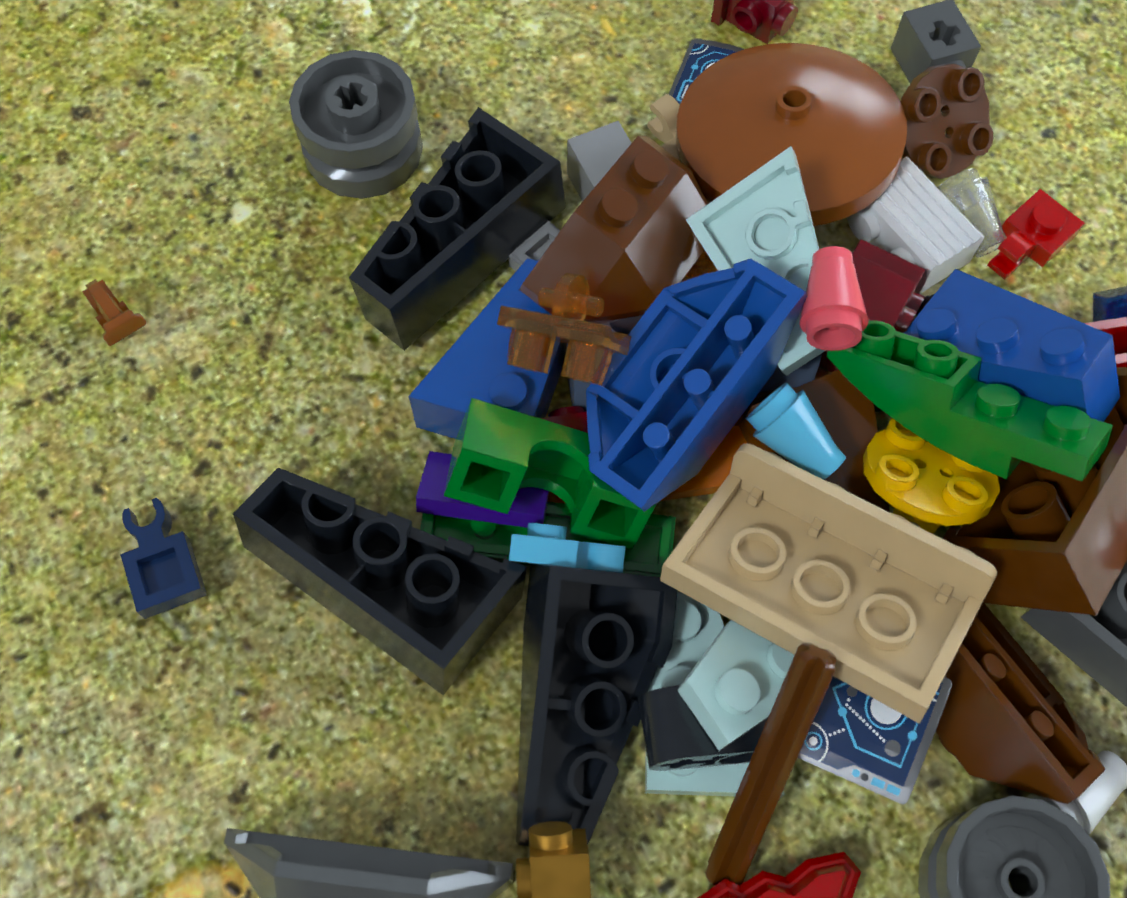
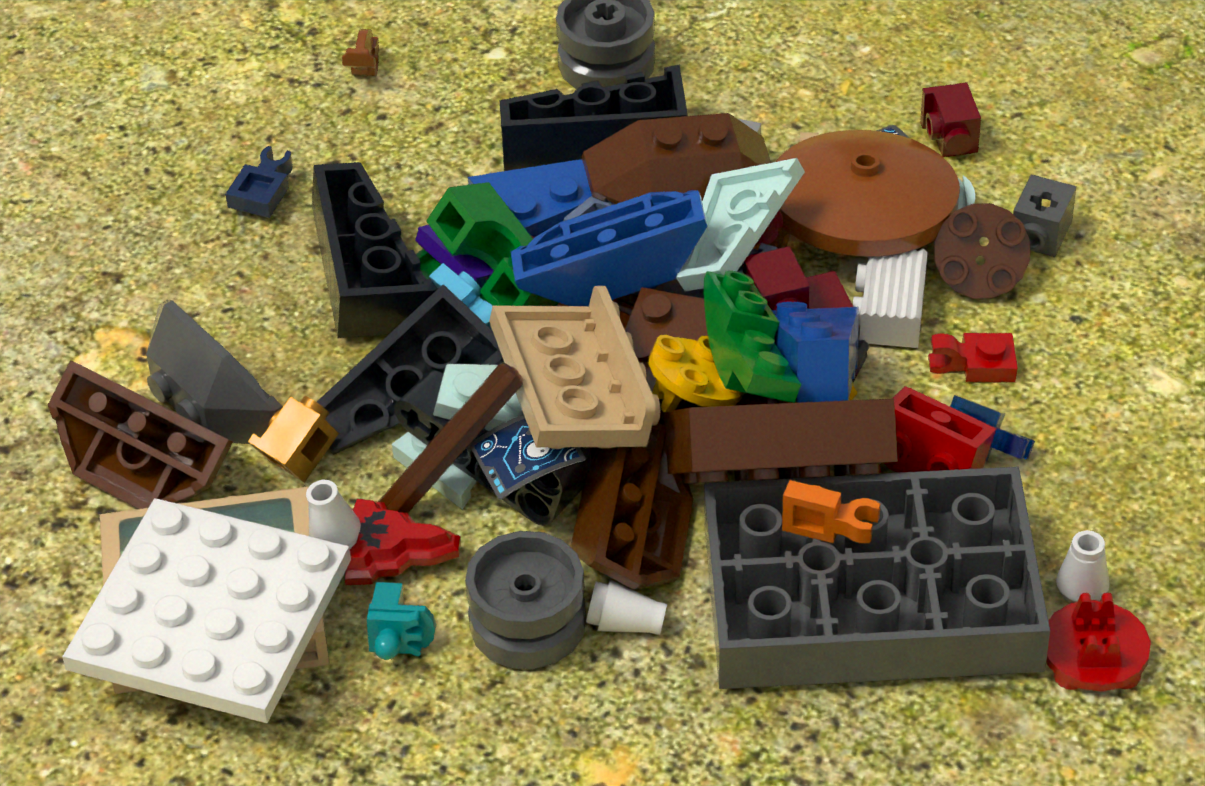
camera: 45 degrees right, 20 degrees down
(588, 343) = (566, 182): clear orange hips -> none
(796, 432) = (639, 297): medium azure cone -> none
(834, 303) = (723, 241): coral cone -> none
(976, 202) = (947, 309): clear cone -> none

